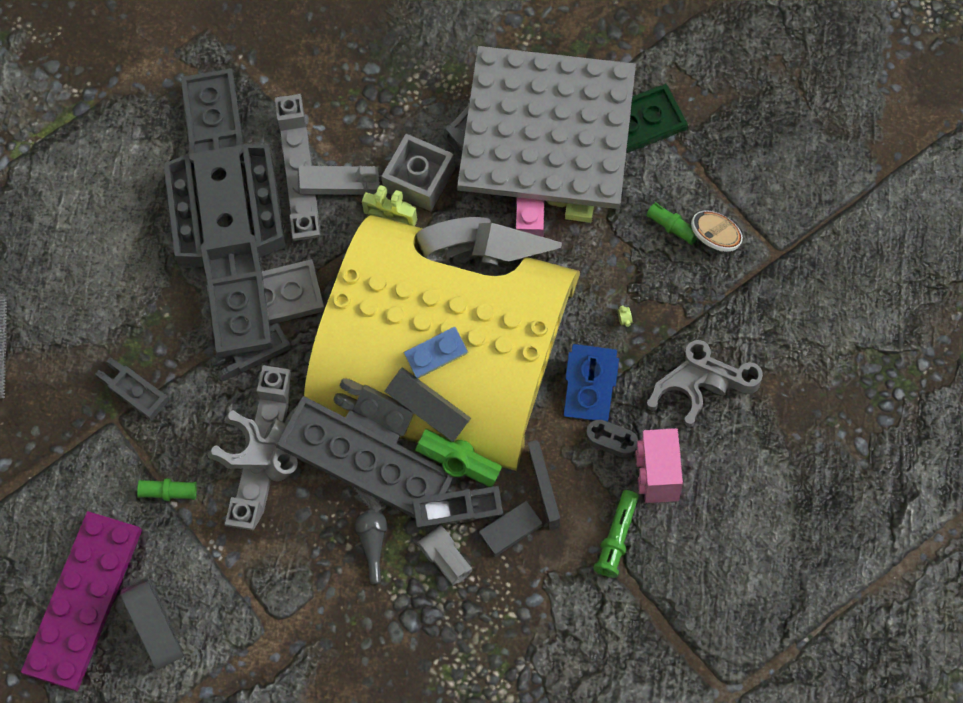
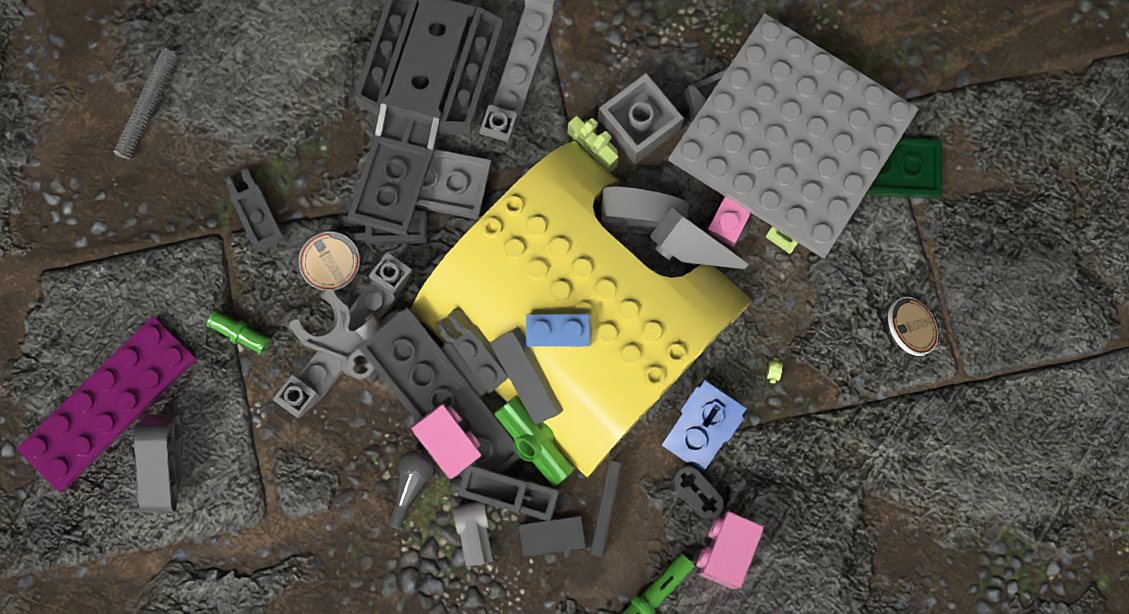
camera: 20 degrees right, 10 degrees up
(214, 396) = (329, 260): none -> piece
(338, 180) = (557, 88): light grey hinge -> none
(386, 486) = (446, 440): none -> bright pink brick
(672, 222) = (872, 294): bright green pin -> none
(706, 373) = (827, 473): light grey piece -> none

